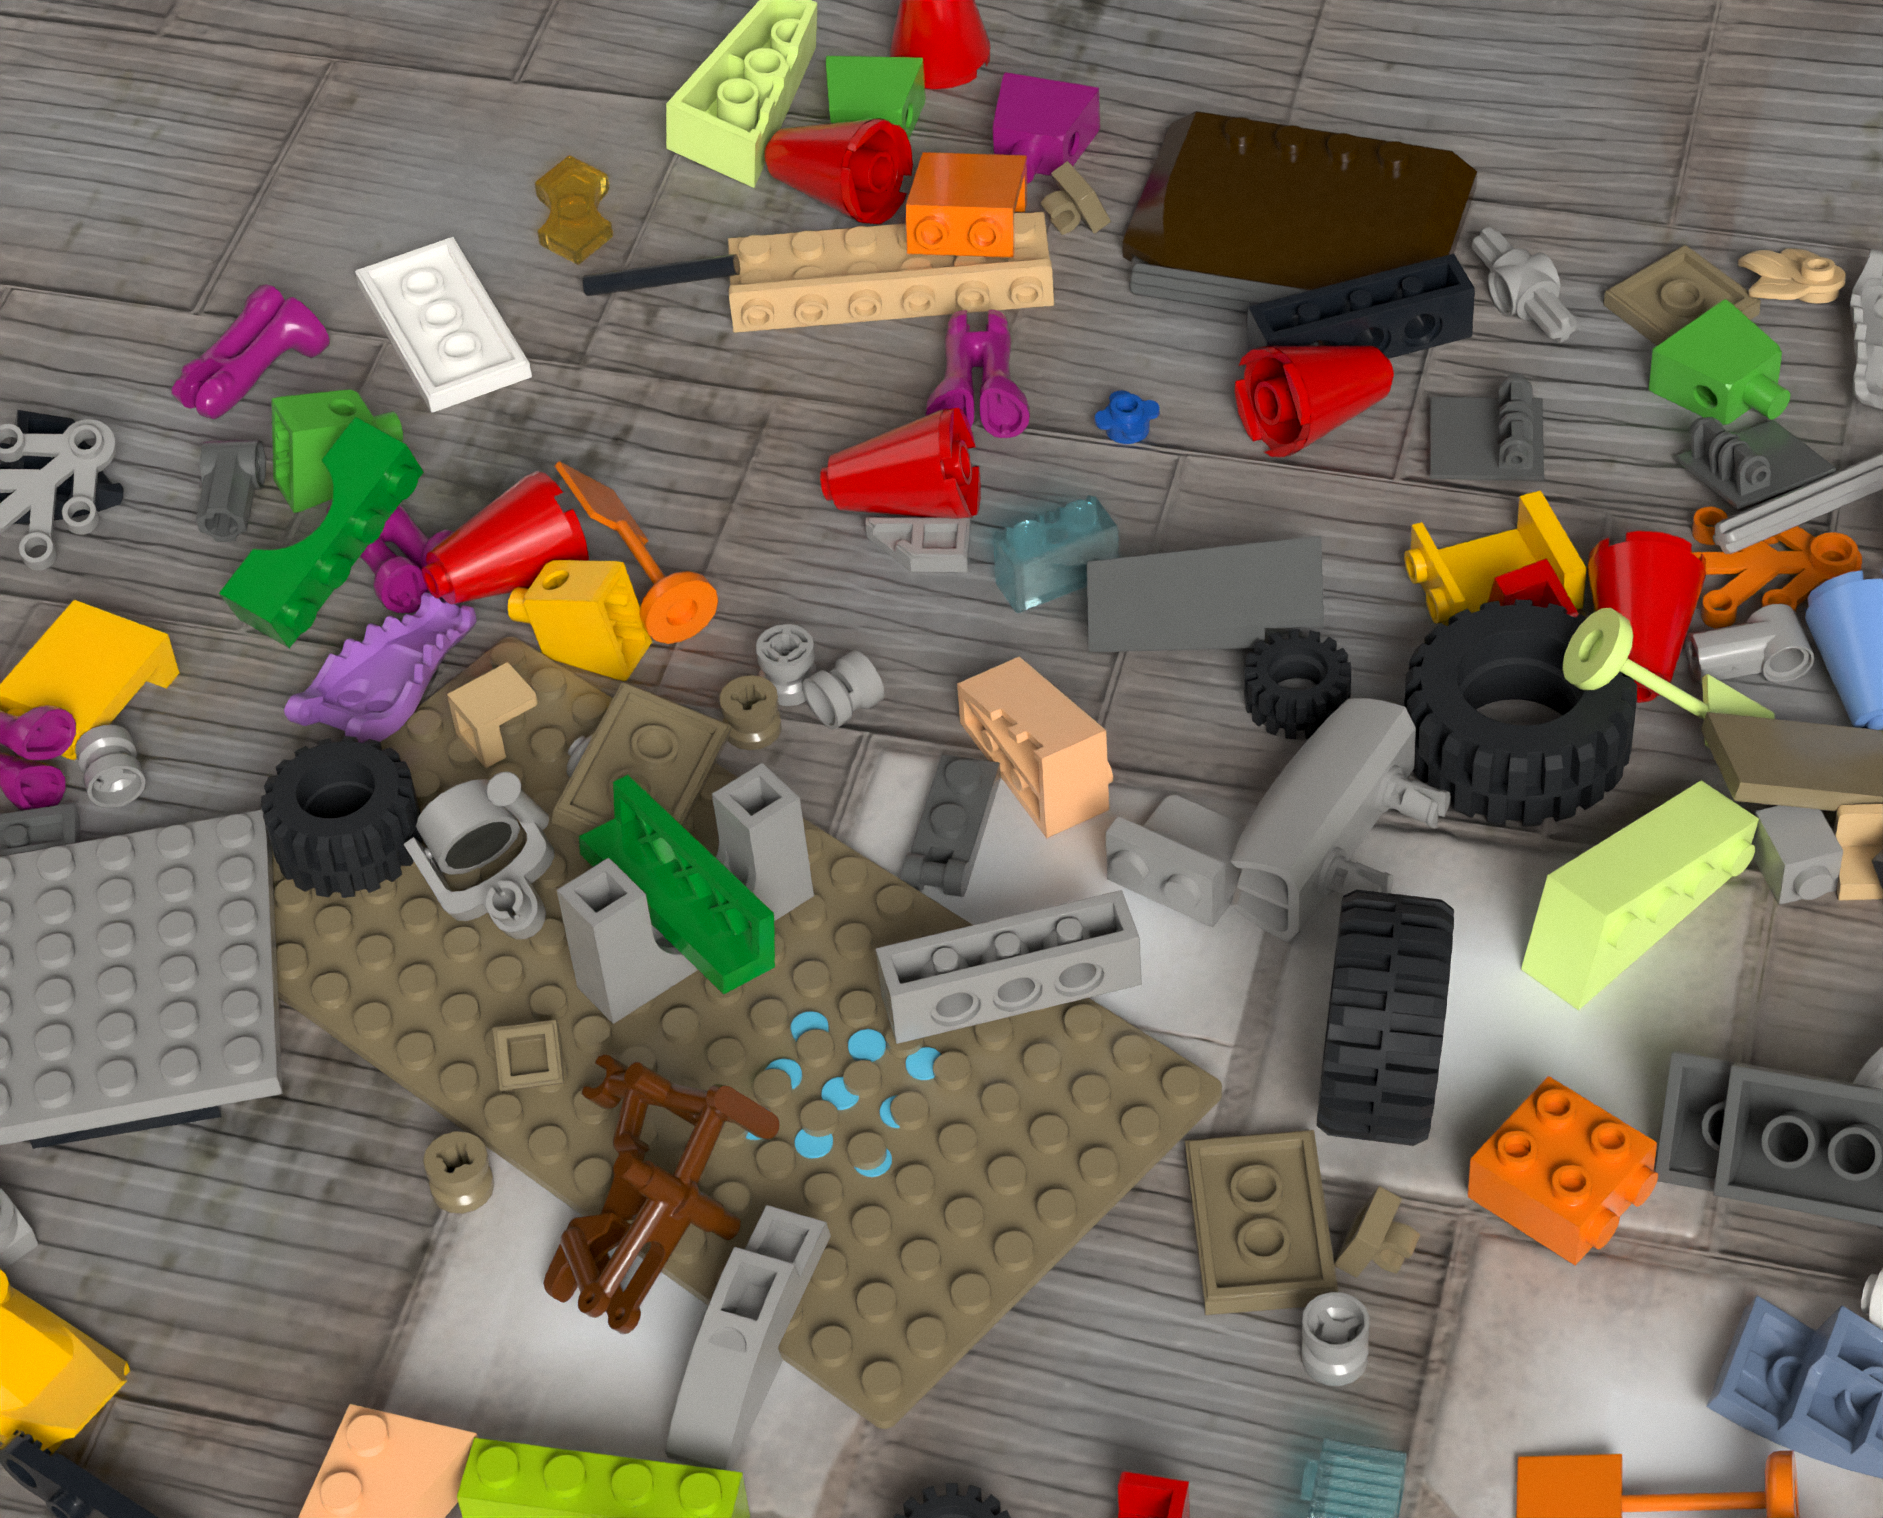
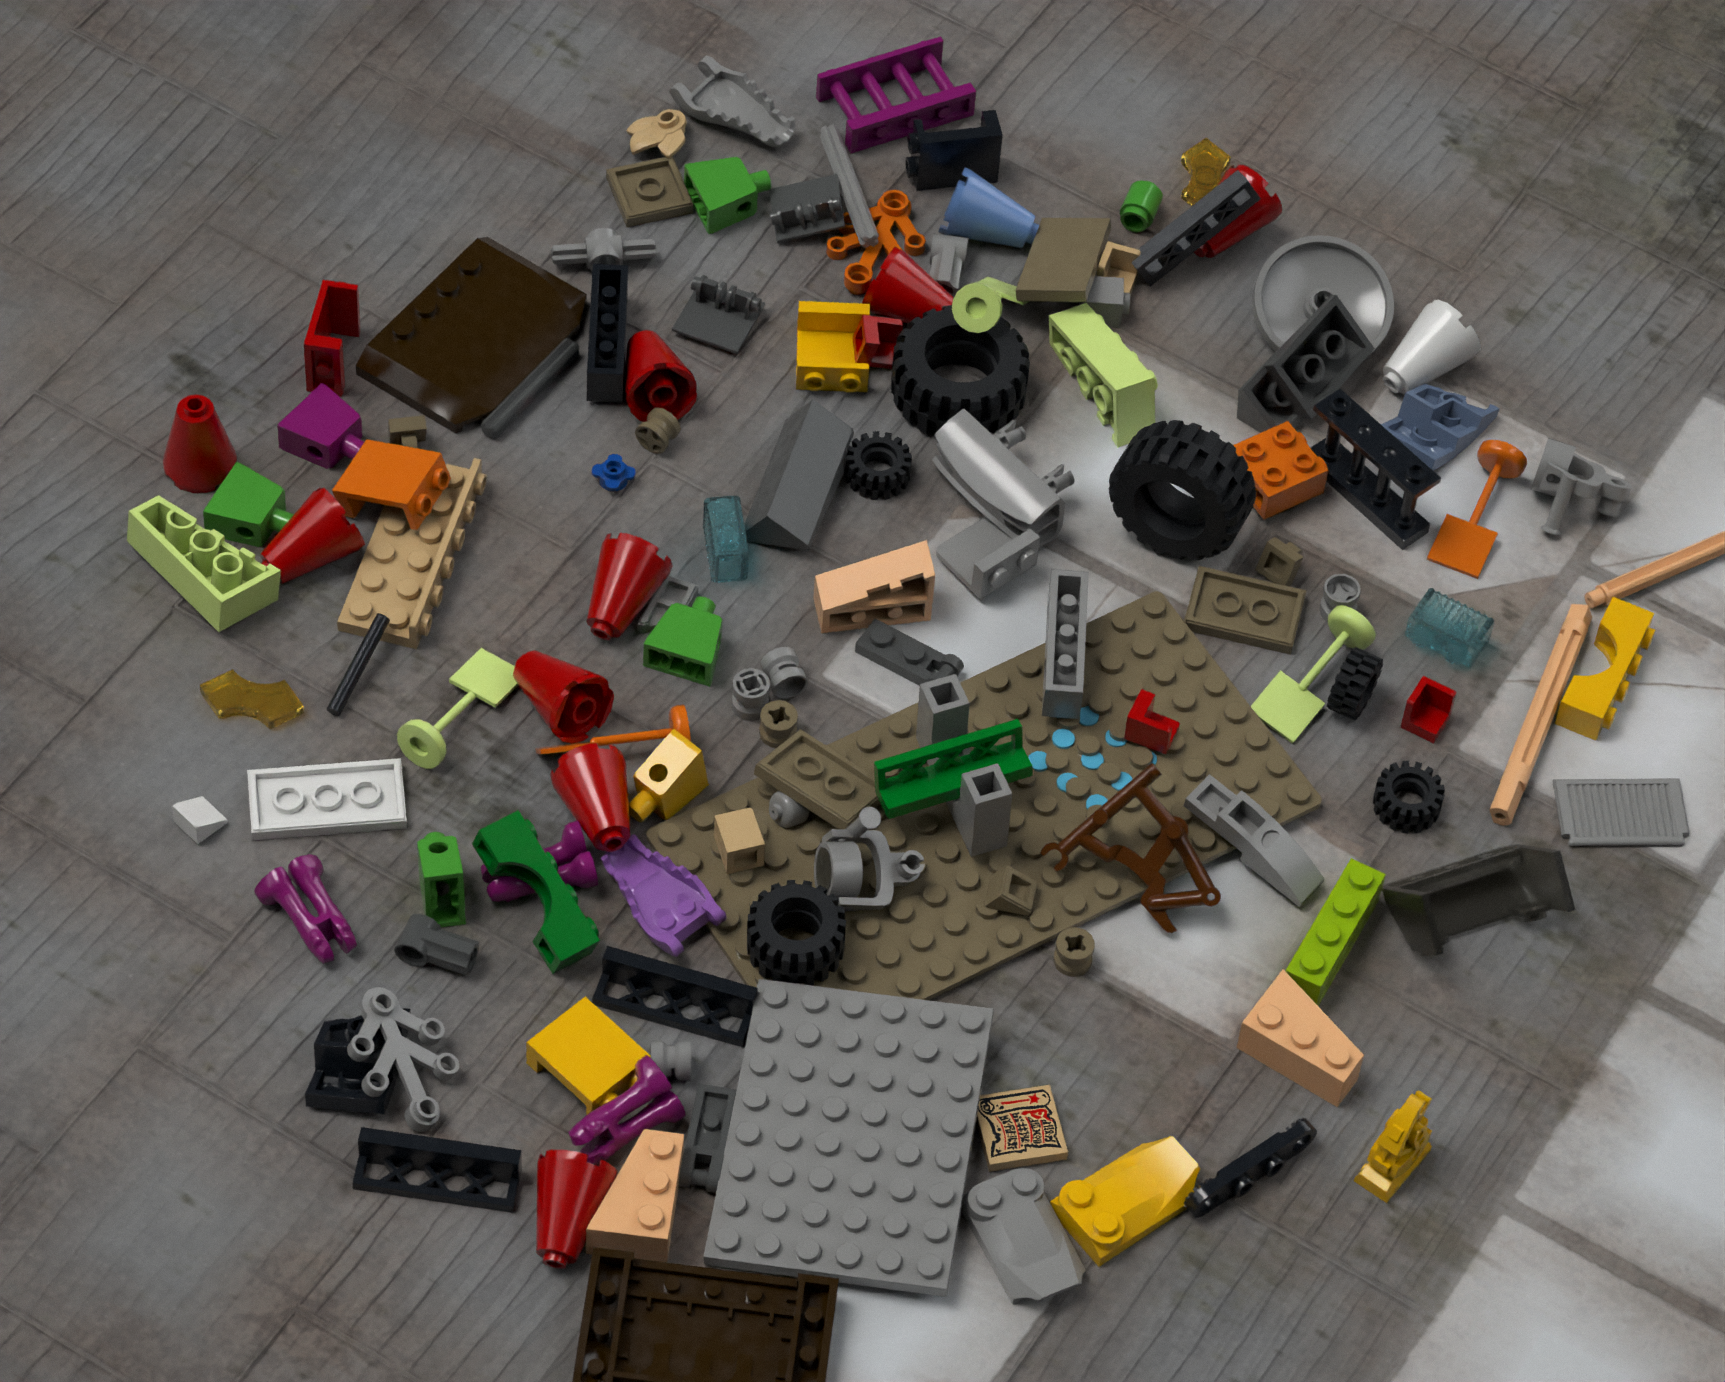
camera: 80 degrees left, 5 degrees up
(115, 1199) = (1020, 1128): none -> tan tile
(244, 732) = (678, 984): none -> black fence
(362, 219) = (197, 818): none -> white slope
(682, 470) = (564, 695): none -> red cone
(695, 406) = (482, 677): none -> yellowish green piece
(854, 573) = (686, 642): none -> bright green torso
(917, 1129) = (1148, 727): none -> red panel
(1002, 404) = (543, 528): magenta piece -> none
(1081, 1329) = (1288, 704): none -> yellowish green piece
(1140, 1394) = (1355, 683): none -> black tyre
(1181, 63) = (335, 313): none -> red panel
(1222, 431) = (658, 430): none -> dark tan wheel
(1616, 1289) = (1358, 484): none -> black fence

